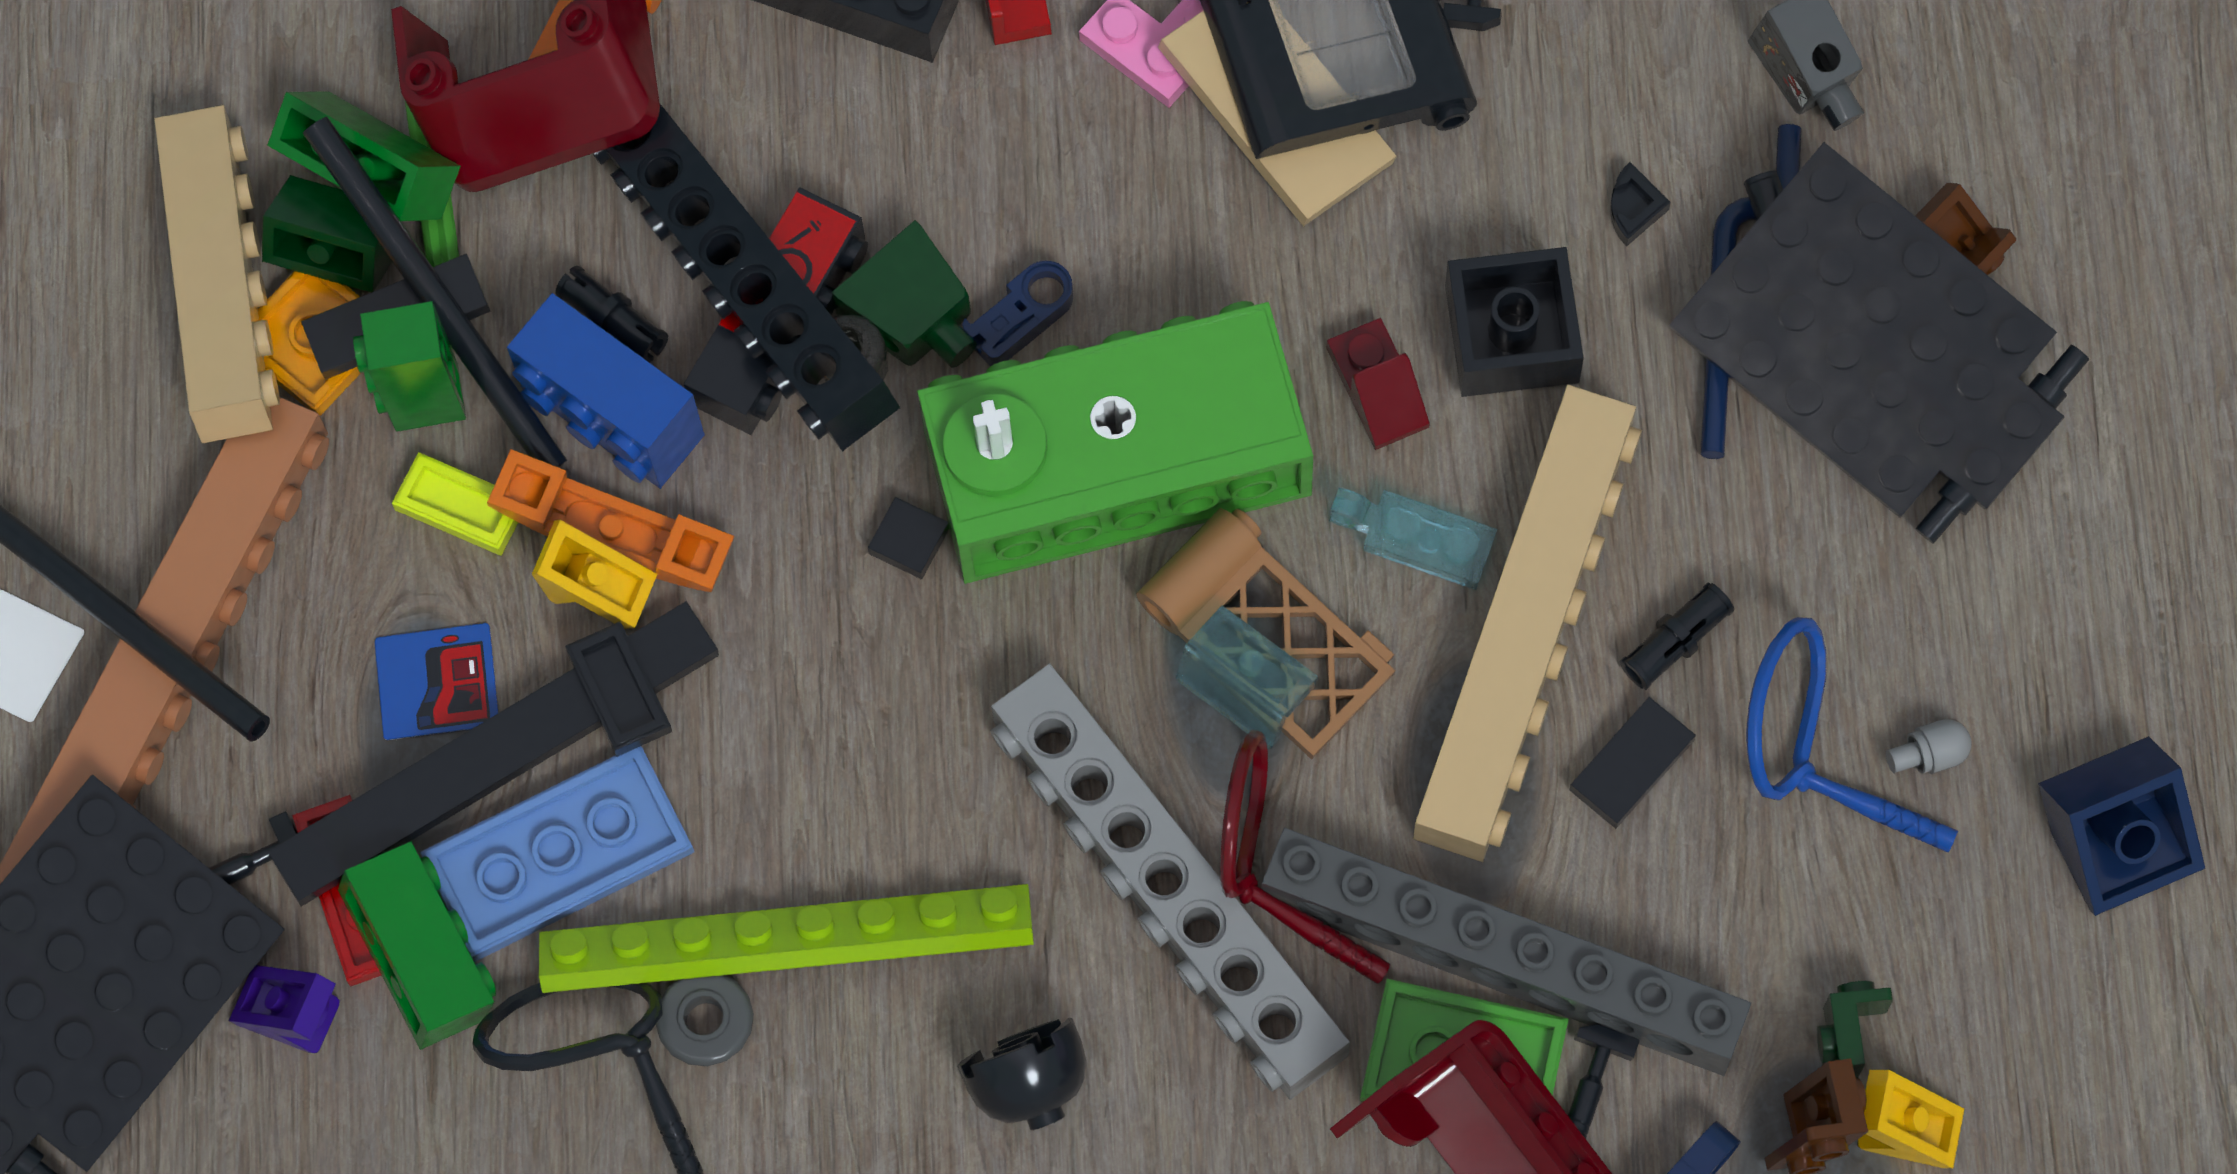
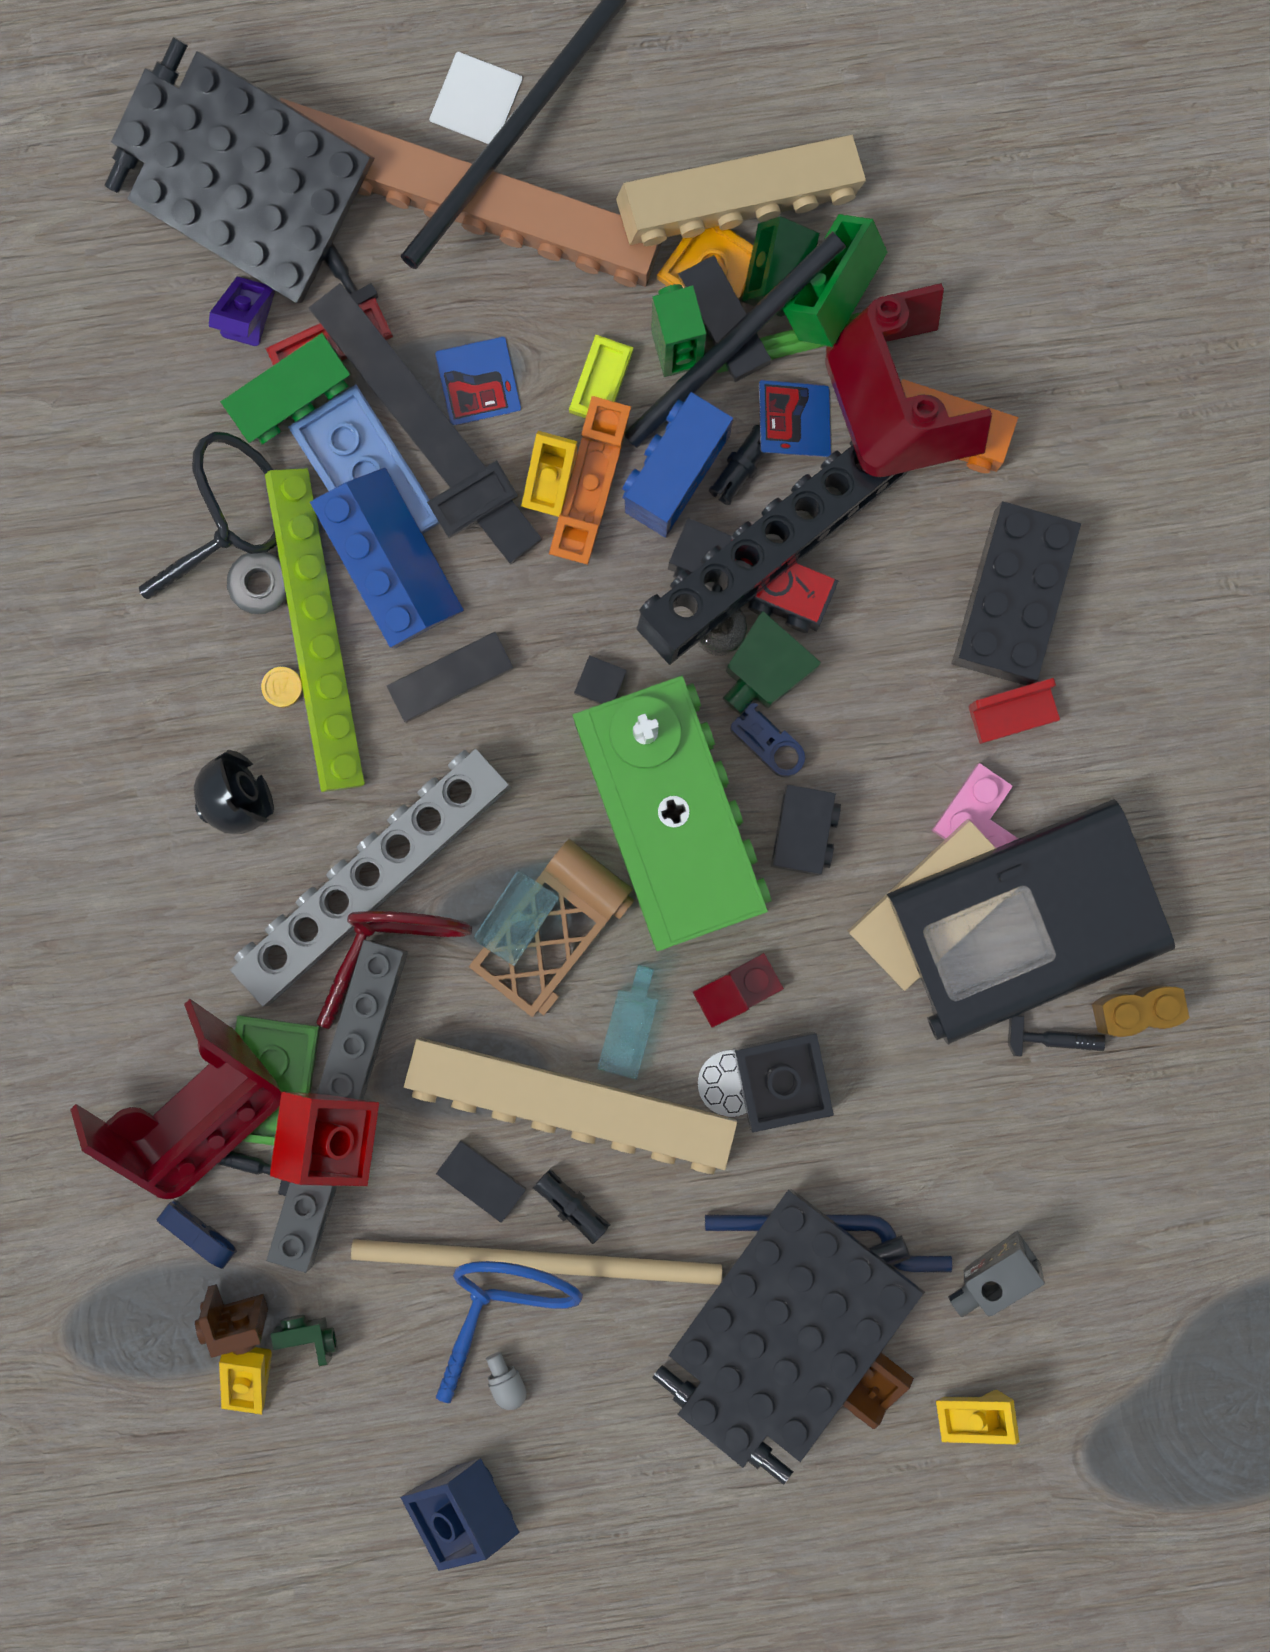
camera: 80 degrees right, 15 degrees up
(553, 237) = (794, 418): none -> sticker
(693, 822) = (387, 556): none -> blue slope
(867, 1000) = (281, 687): none -> yellow piece
(878, 751) = (450, 677): none -> black tile
(1153, 268) = (804, 830): none -> black brick
(1513, 418) = (721, 1085): none -> white sticker
(1553, 946) = (324, 1139): none -> red slope
(1635, 204) = (885, 1158): black tile -> none
(1763, 628) = (545, 1261): none -> tan piece
(2008, 100) = (978, 1419): none -> yellow slope

